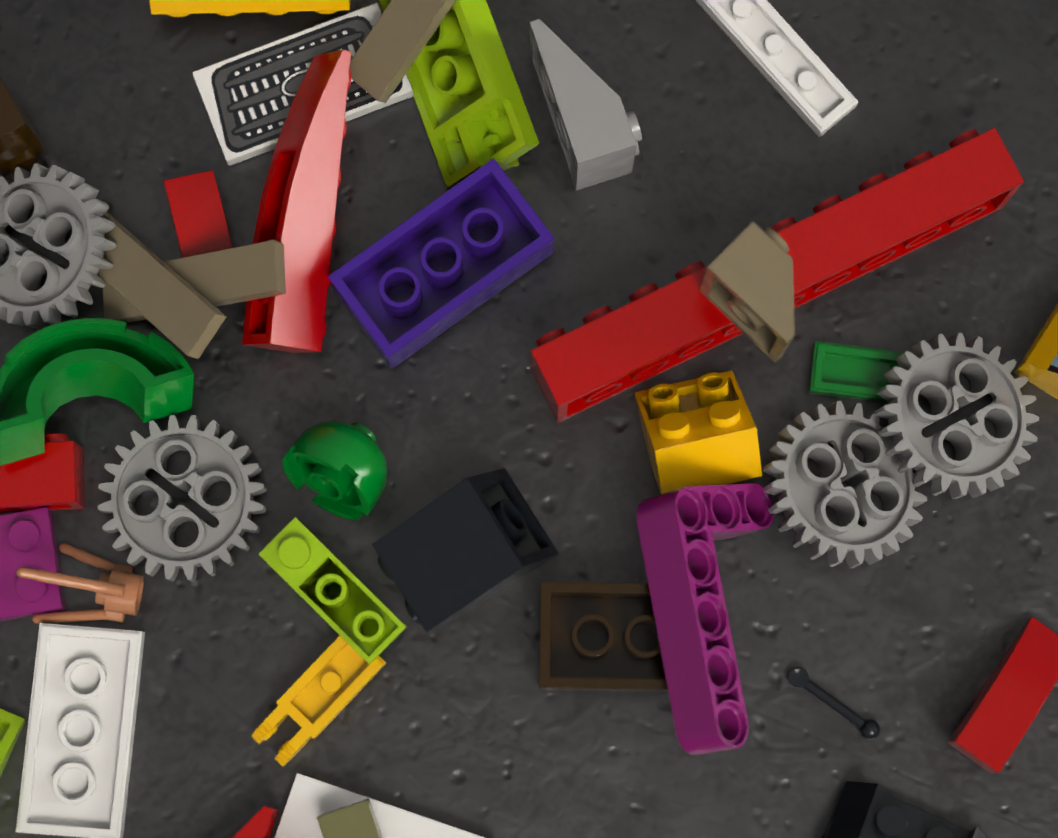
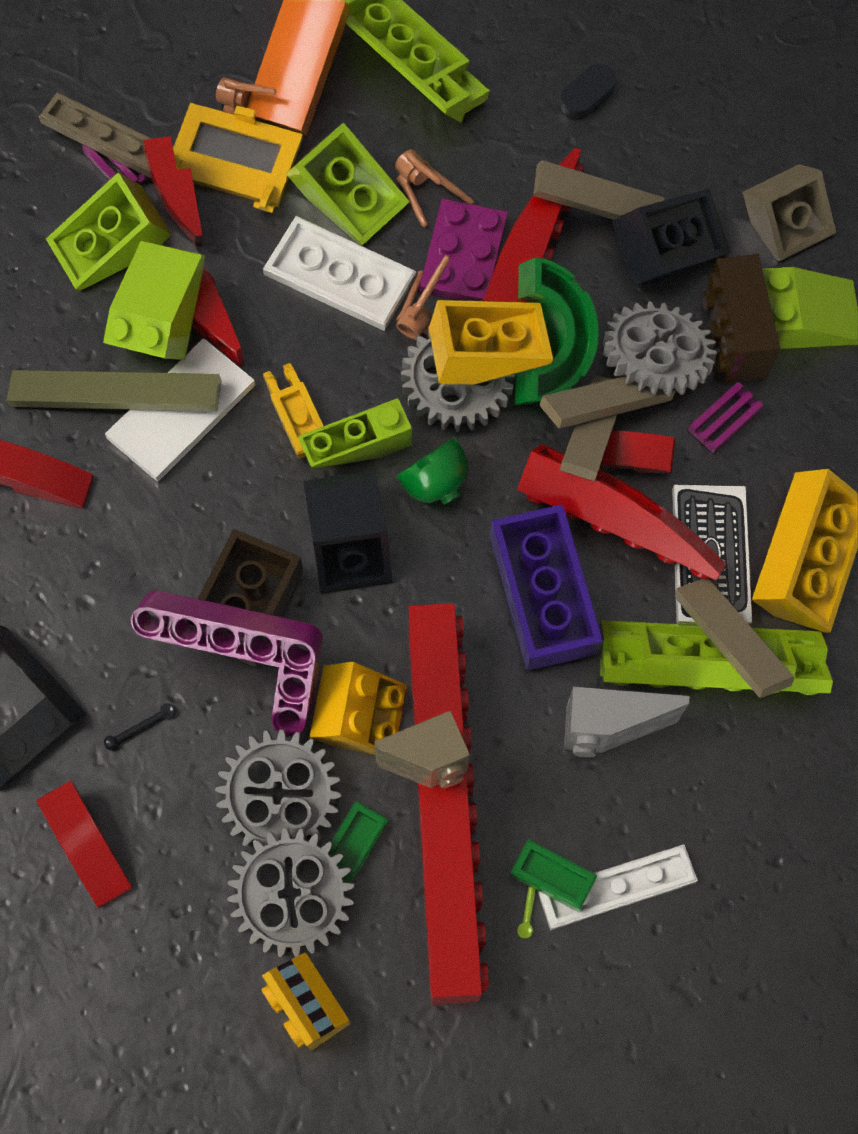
camera: 110 degrees right, 10 degrees down
(63, 115) = (745, 398): none -> magenta tile
(131, 461) = (487, 340): none -> yellow slope
(799, 119) = (553, 875): none -> green tile
(870, 135) = (525, 929): none -> lime hinge

